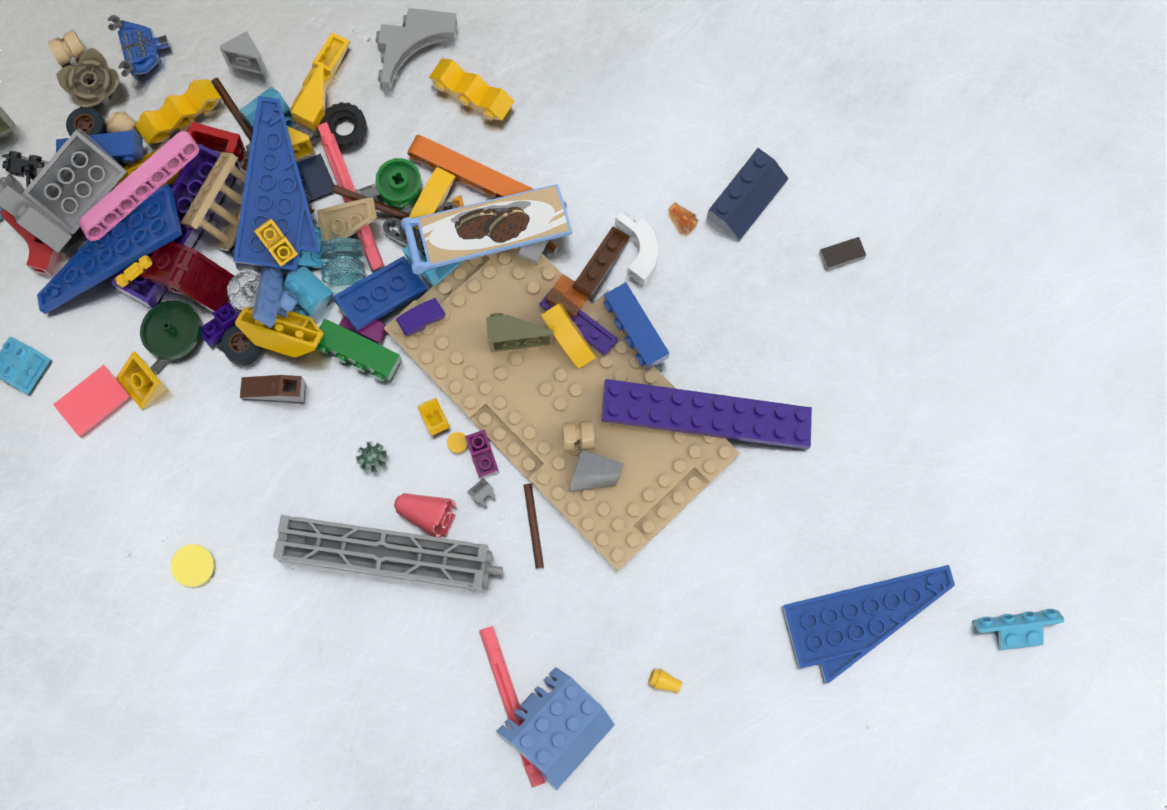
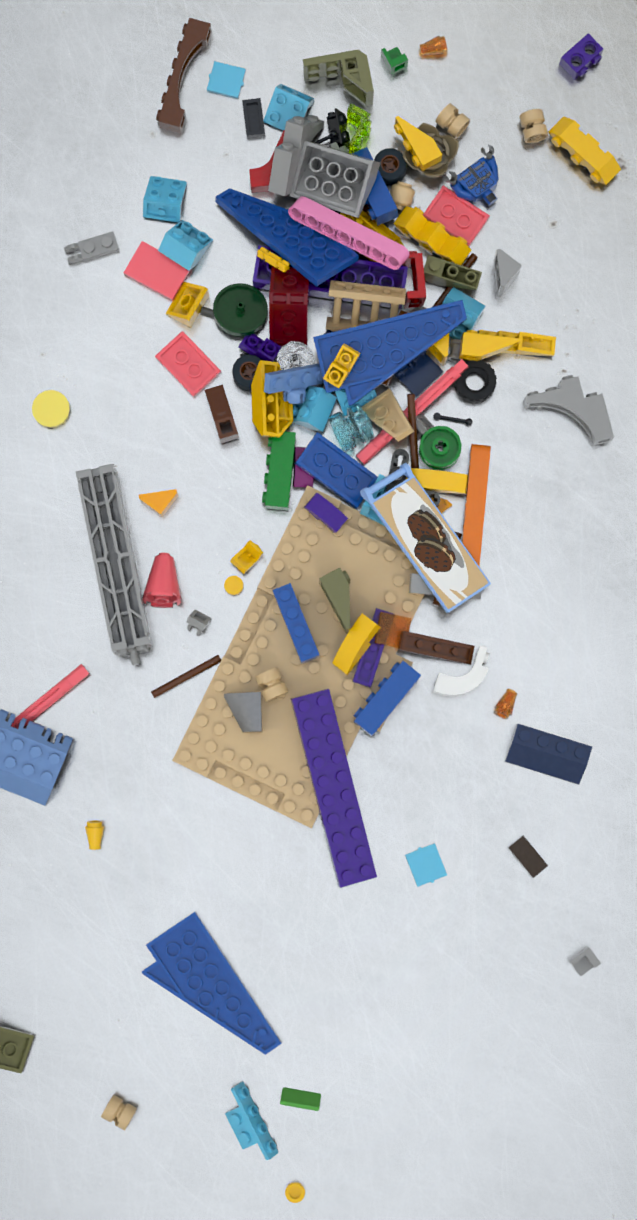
camera: 75 degrees right, 5 degrees up
(25, 135) = (360, 121): none -> clear neon green bracket
(37, 458) = (93, 247): none -> light grey hinge
(76, 85) = (421, 146): none -> yellow slope
(77, 361) = (185, 244): none -> medium azure slope
(163, 80) = (456, 215): none -> coral tile
(204, 405) = (188, 364): none -> coral tile
(226, 105) = (450, 274): none -> olive slope
(338, 487) = (159, 501): none -> light orange slope
(364, 176) = (437, 416): none -> black hinge
(375, 462) = (199, 521): clear green piece -> none
(471, 90) = (549, 477): yellow brick -> none
(481, 453) = (231, 609): magenta slope -> none
(524, 388) = (296, 623): none -> blue brick
(816, 355) = (426, 865): none -> medium azure piece
(964, 236) = (584, 961): none -> light grey panel
(965, 759) = (119, 1112): none -> tan wheel
(1011, 566) = (300, 1099): none -> bright green slope
(1103, 607) = (295, 1192): none -> yellow tile

